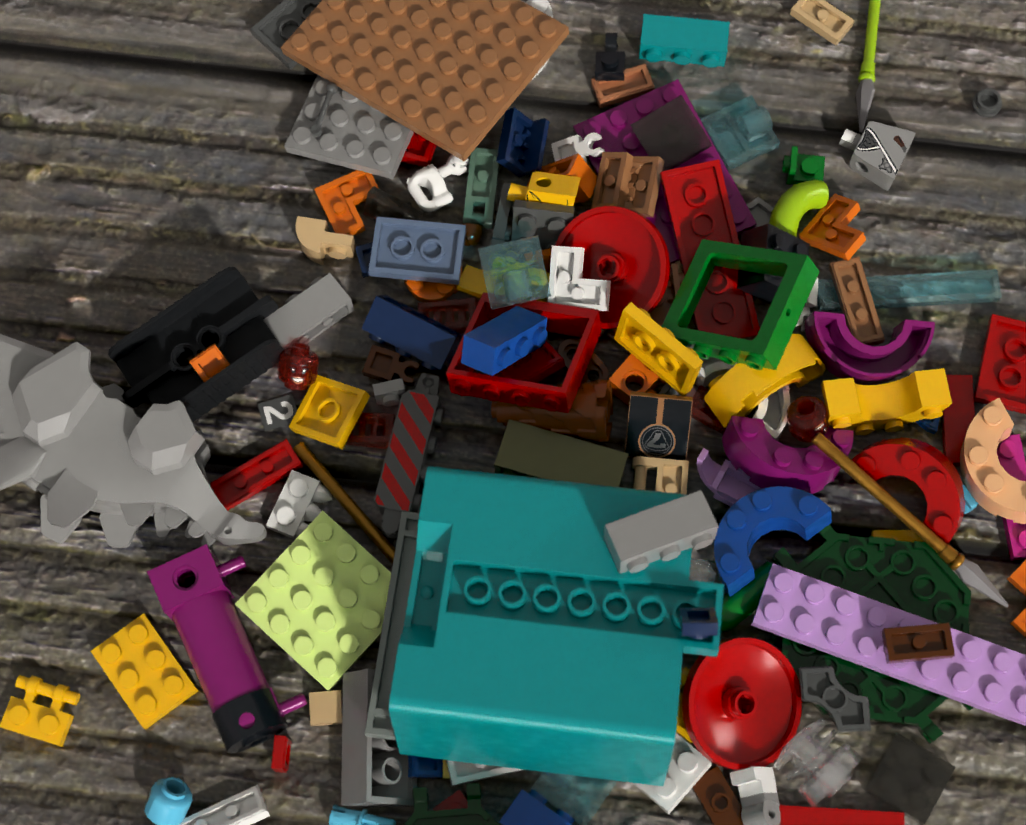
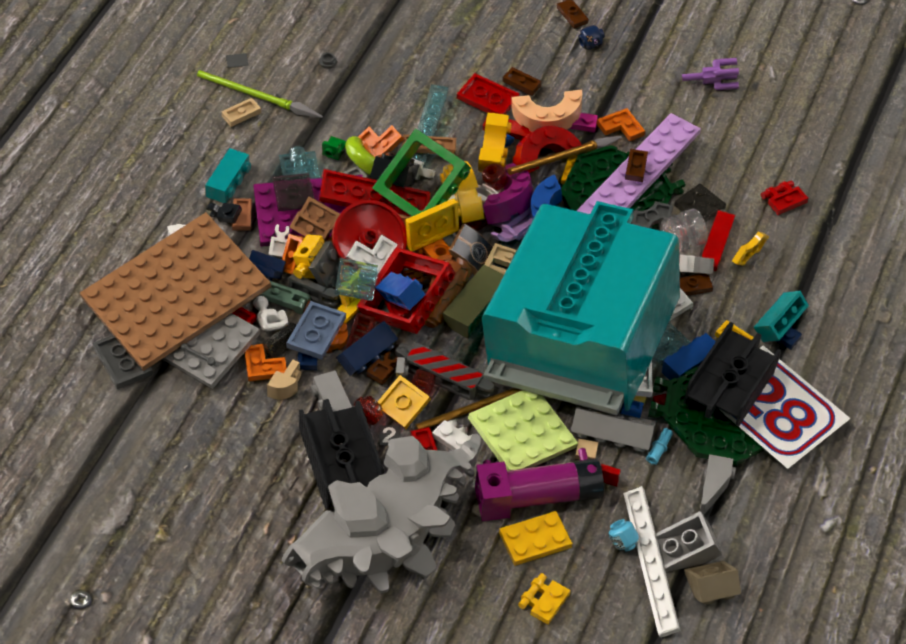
camera: 80 degrees left, 20 degrees down
(209, 362) = (357, 441): orange tile -> none
(661, 532) = (562, 215): light grey brick -> none
(698, 622) = (617, 209): dark blue plate -> none
(867, 364) = (466, 144): magenta brick -> none
(878, 151) = (340, 111): light grey torso -> none

